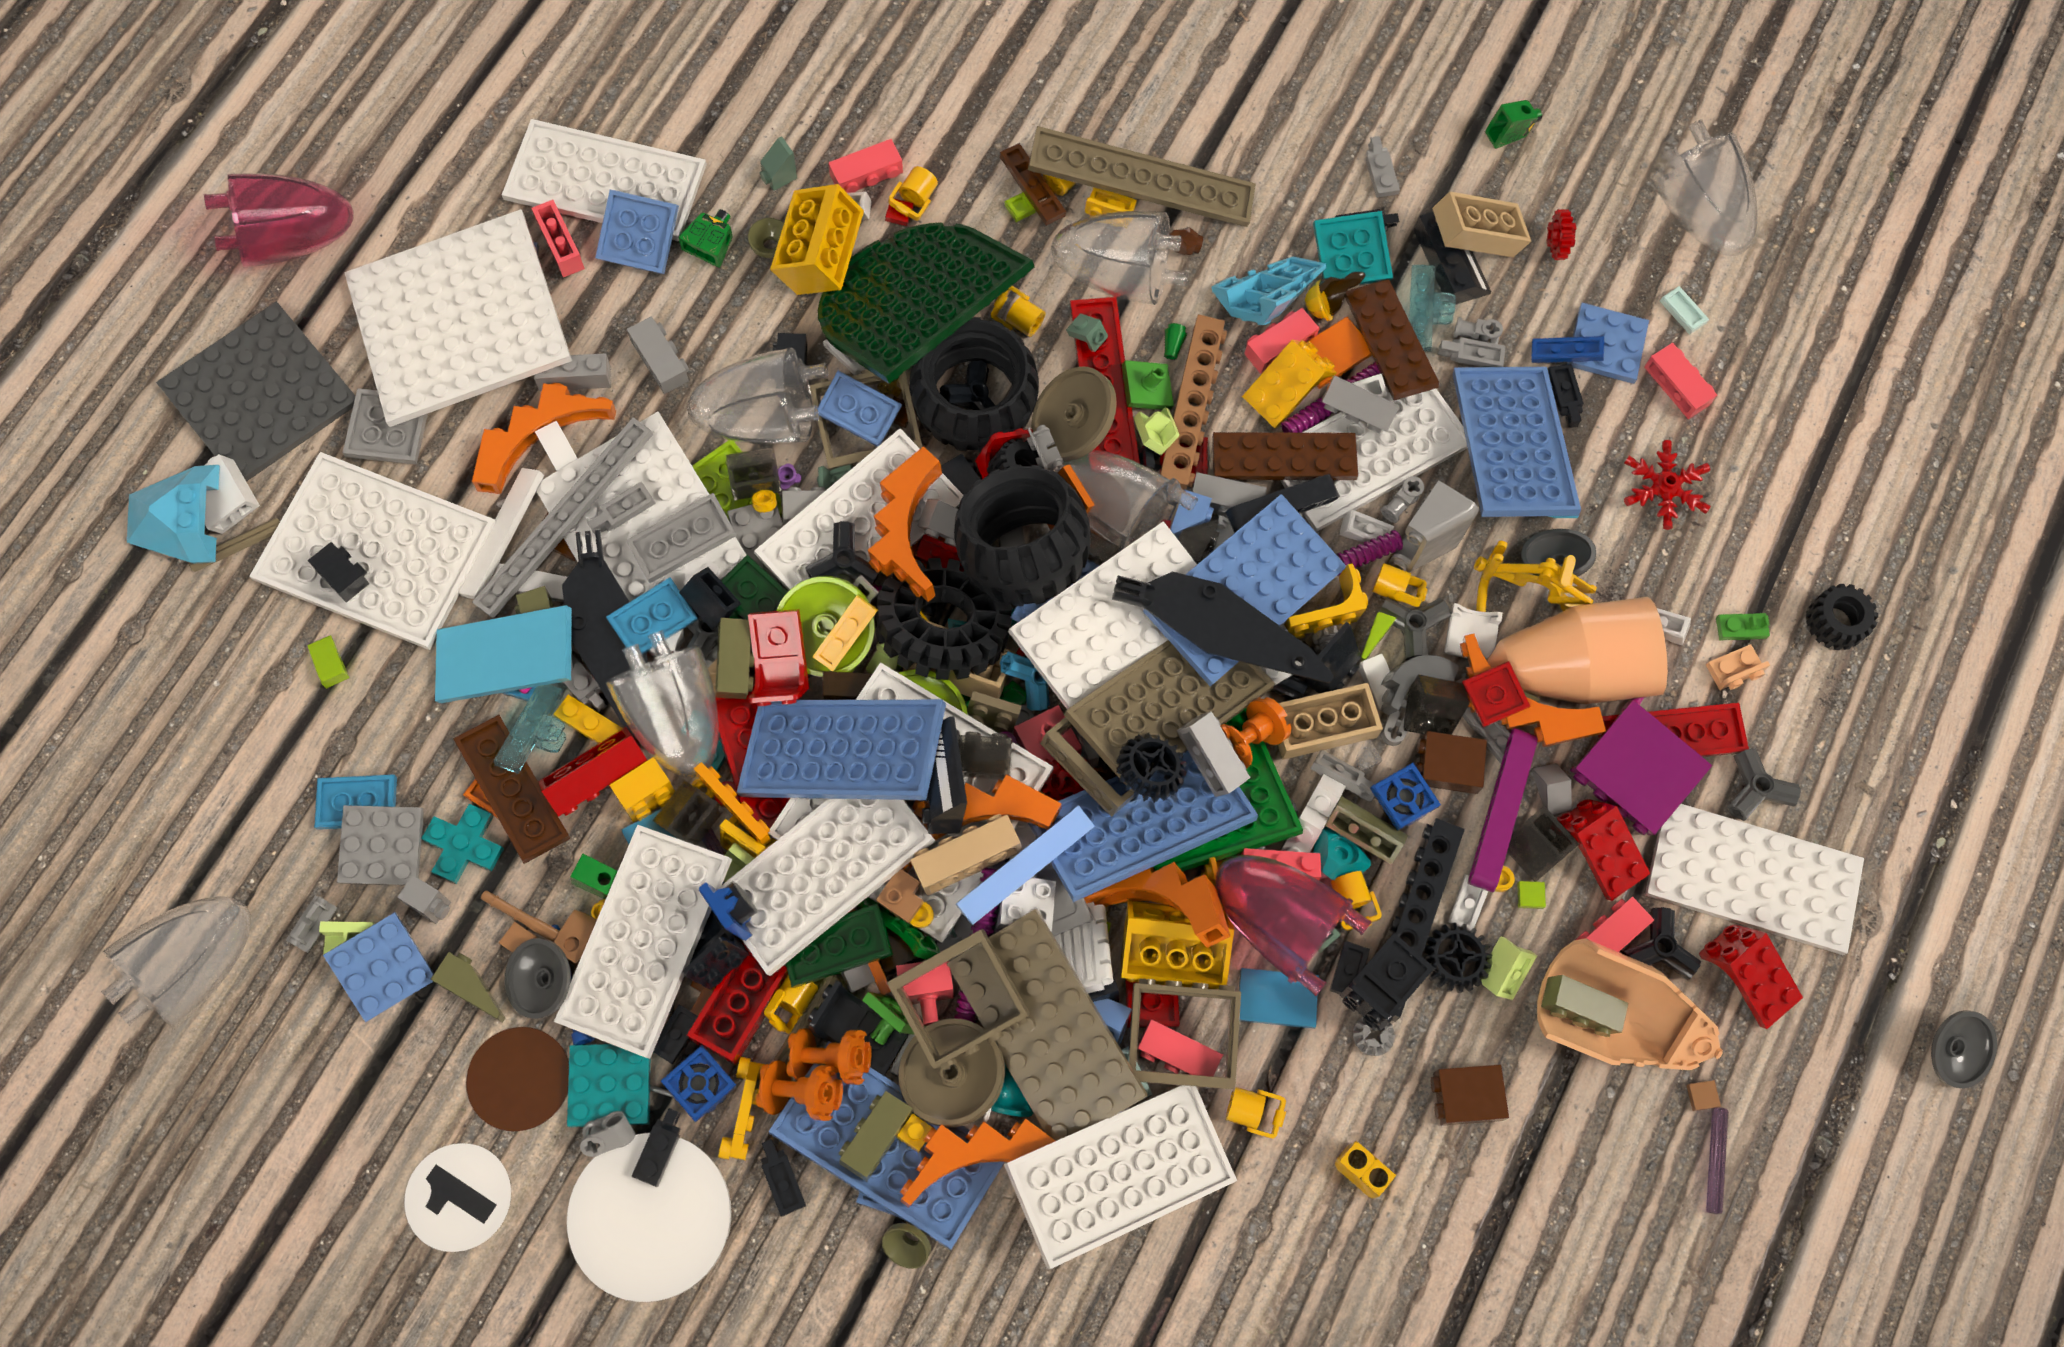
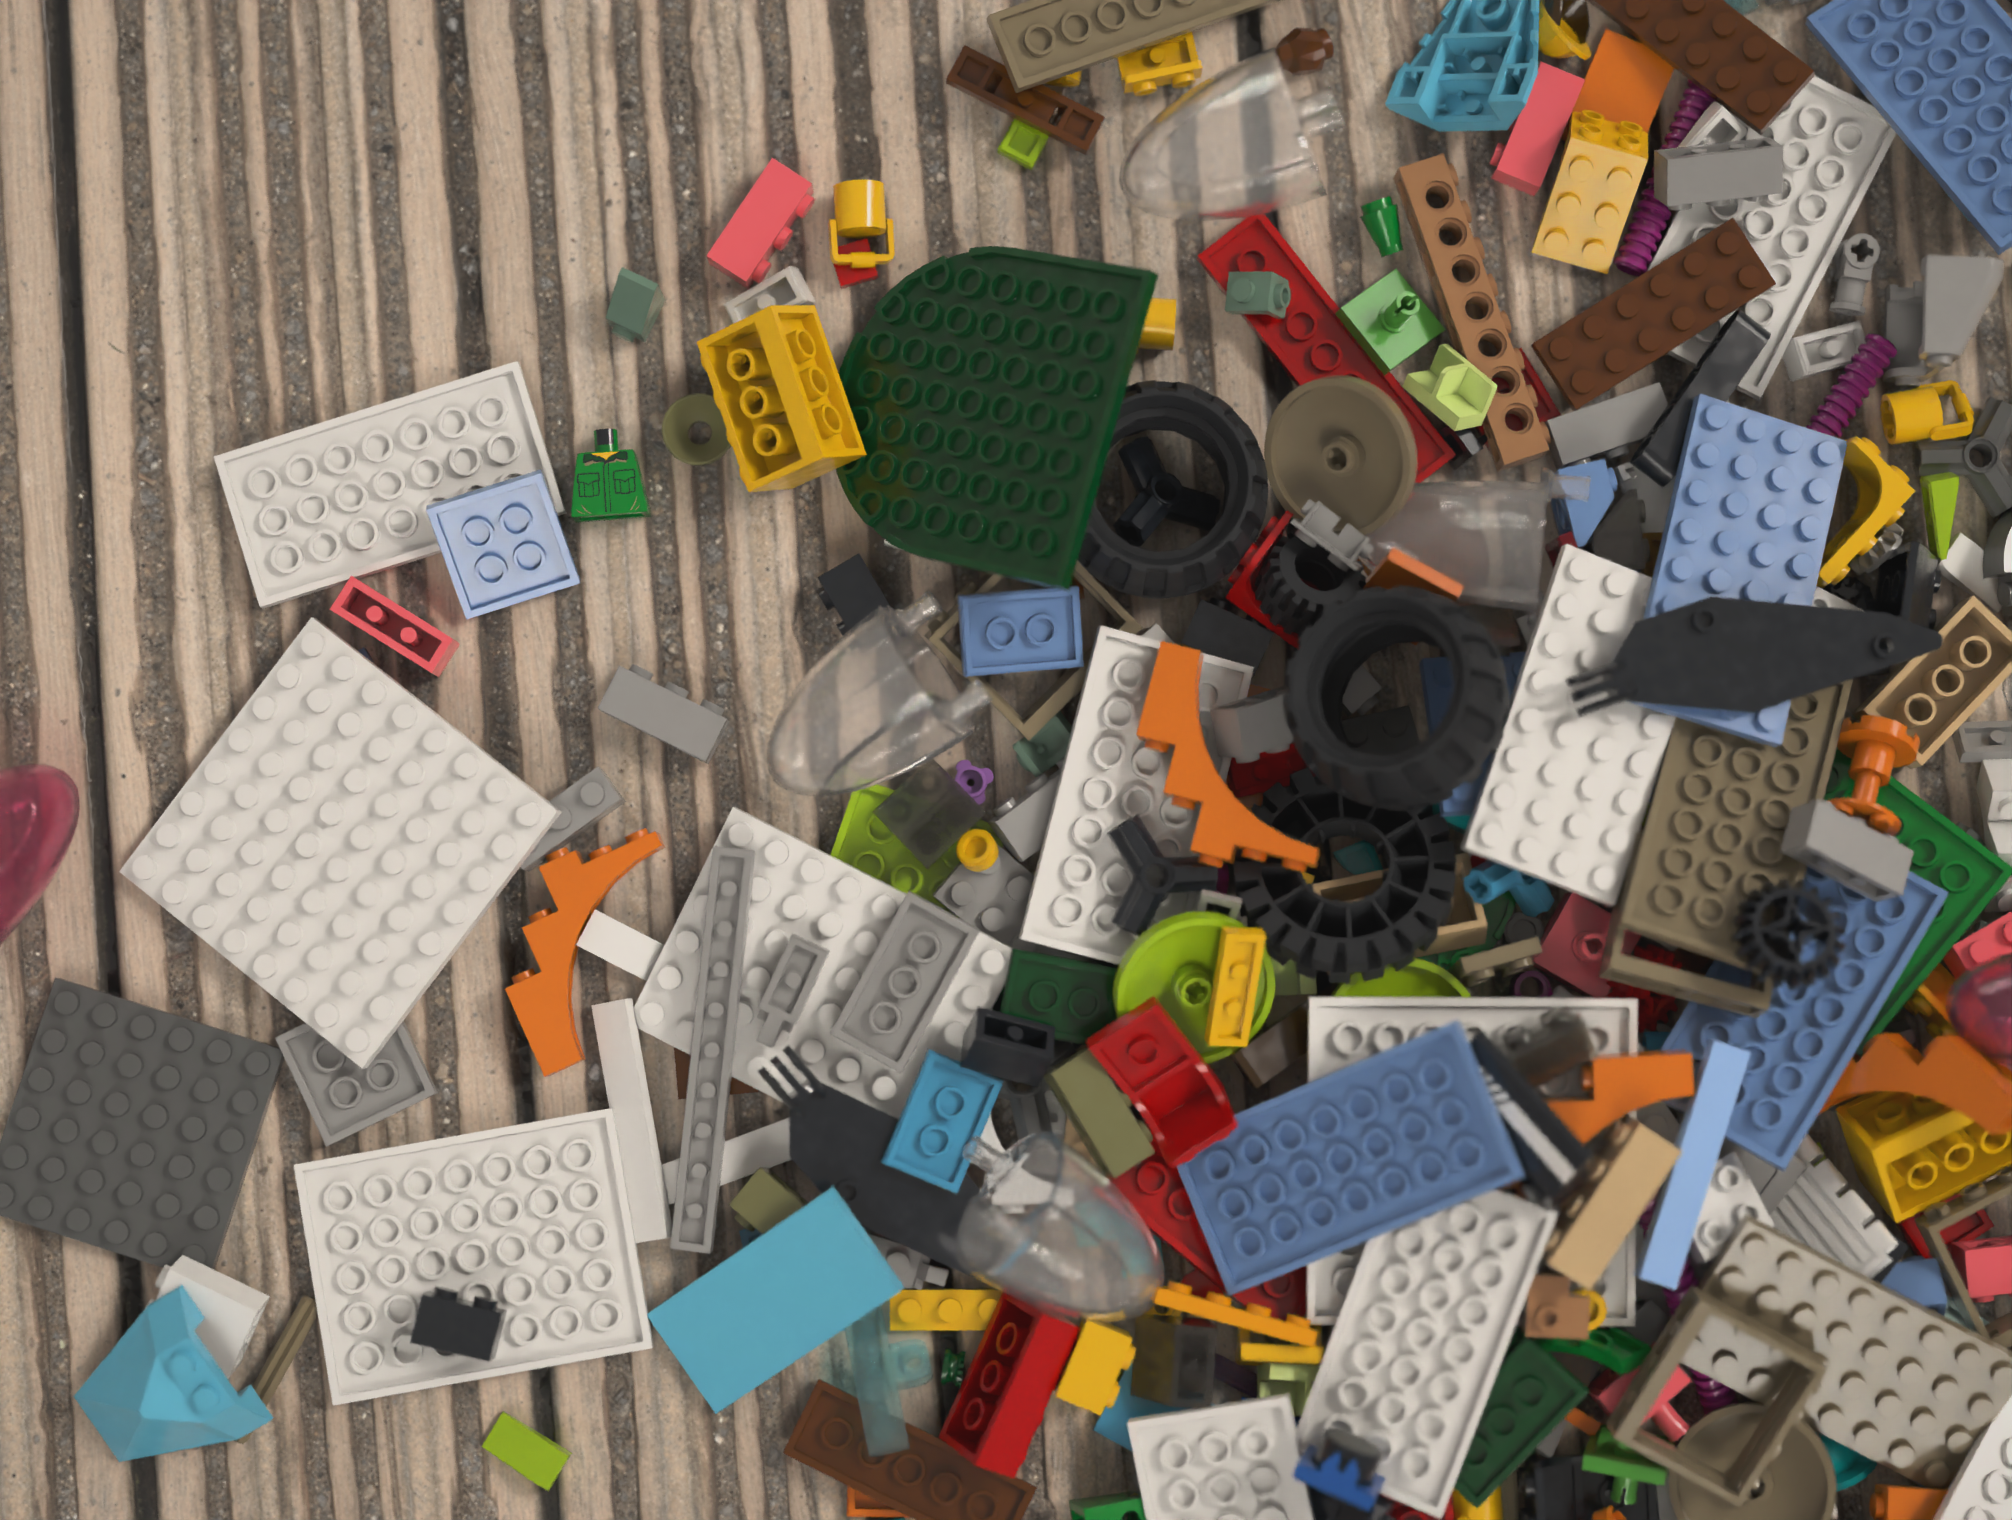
camera: 30 degrees left, 15 degrees up
(571, 751) = (951, 1367): none -> dark green bush

